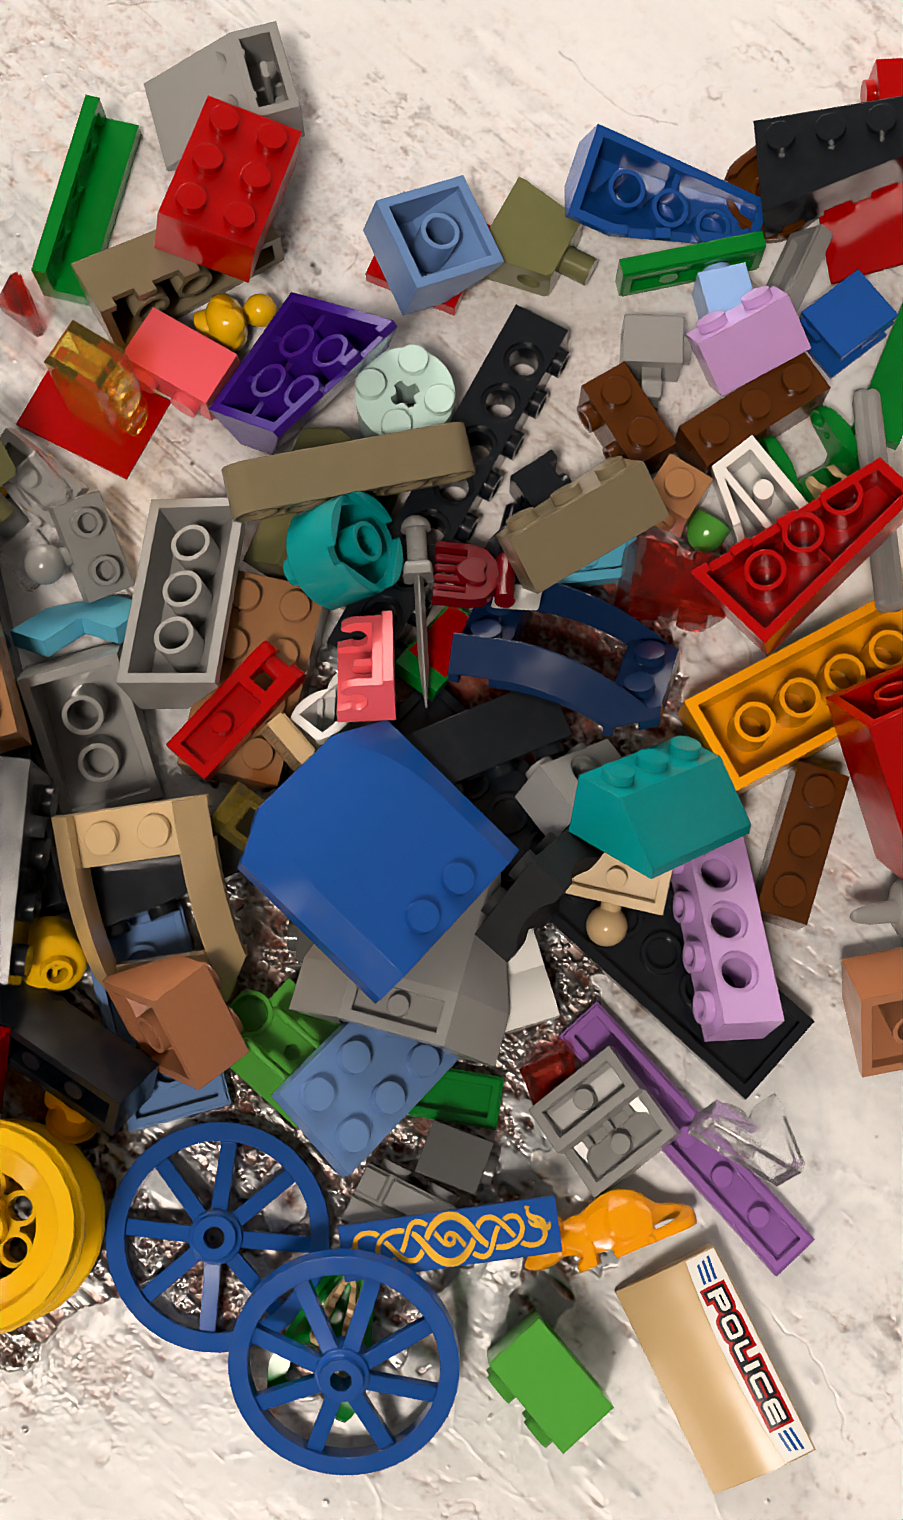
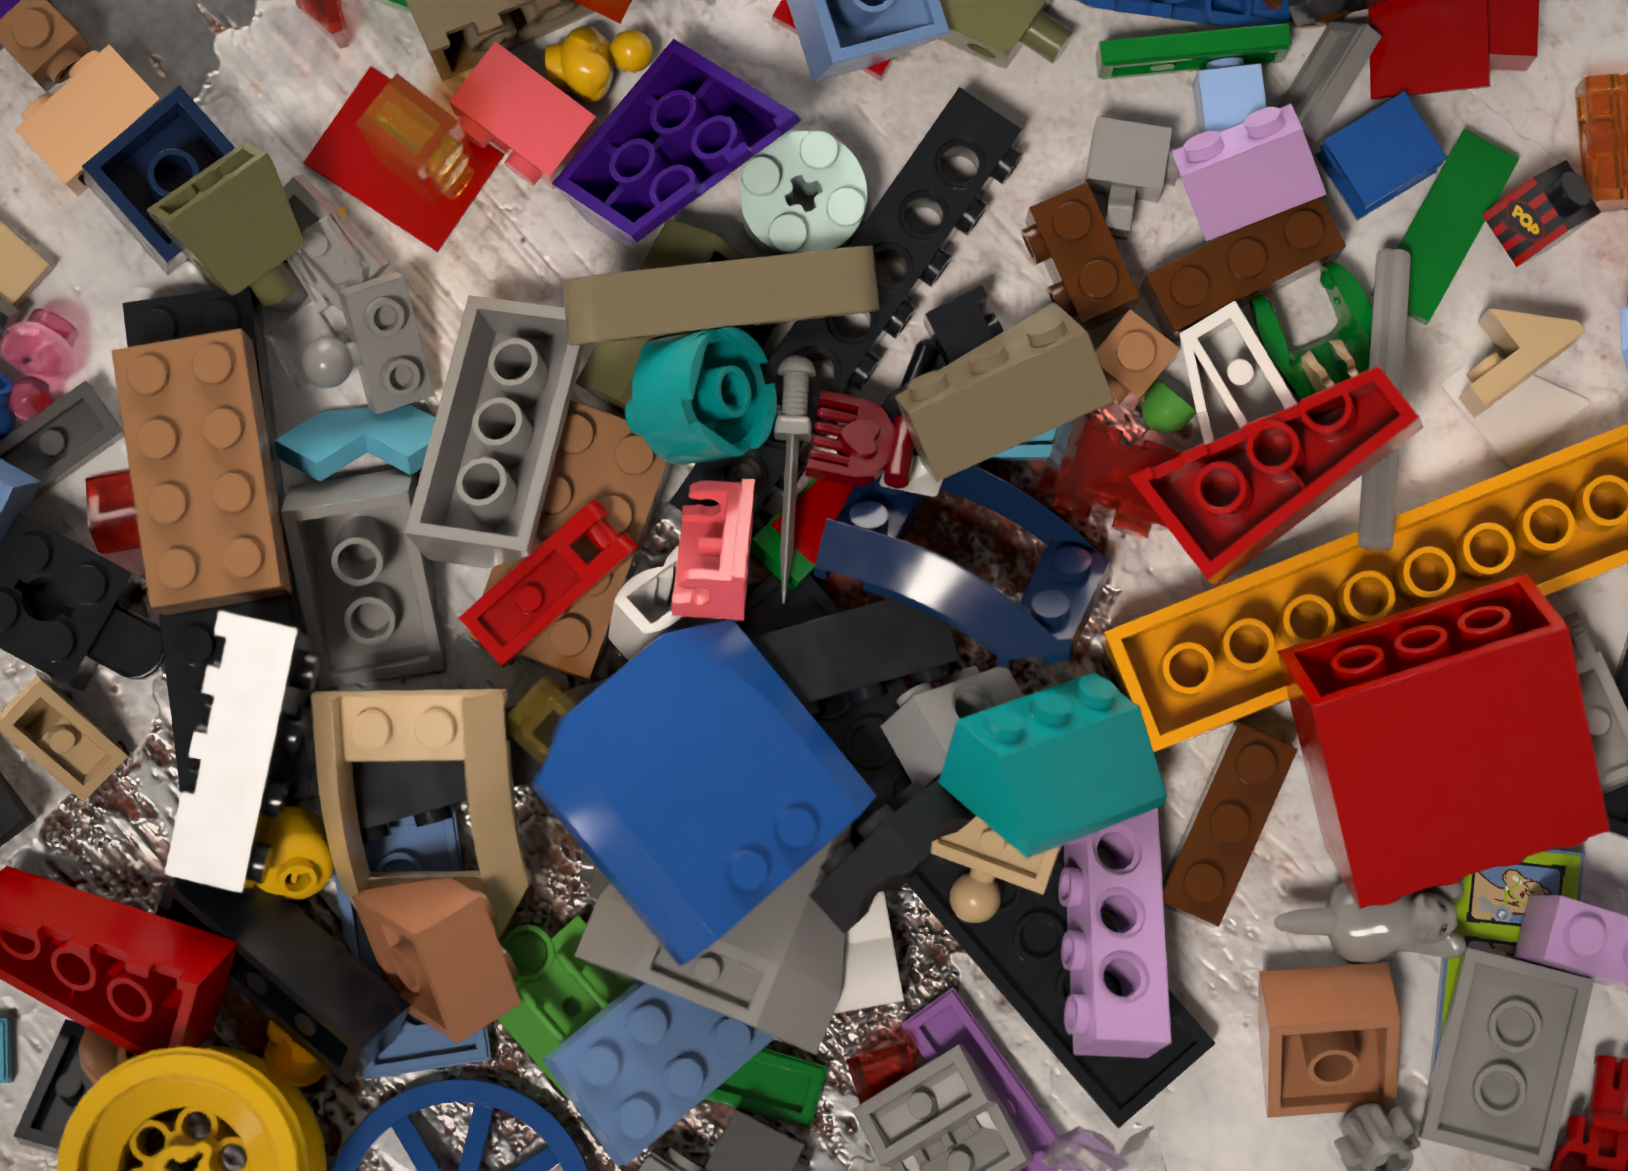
camera: 10 degrees right, 5 degrees up
(287, 741) = (608, 630): tan tile -> none

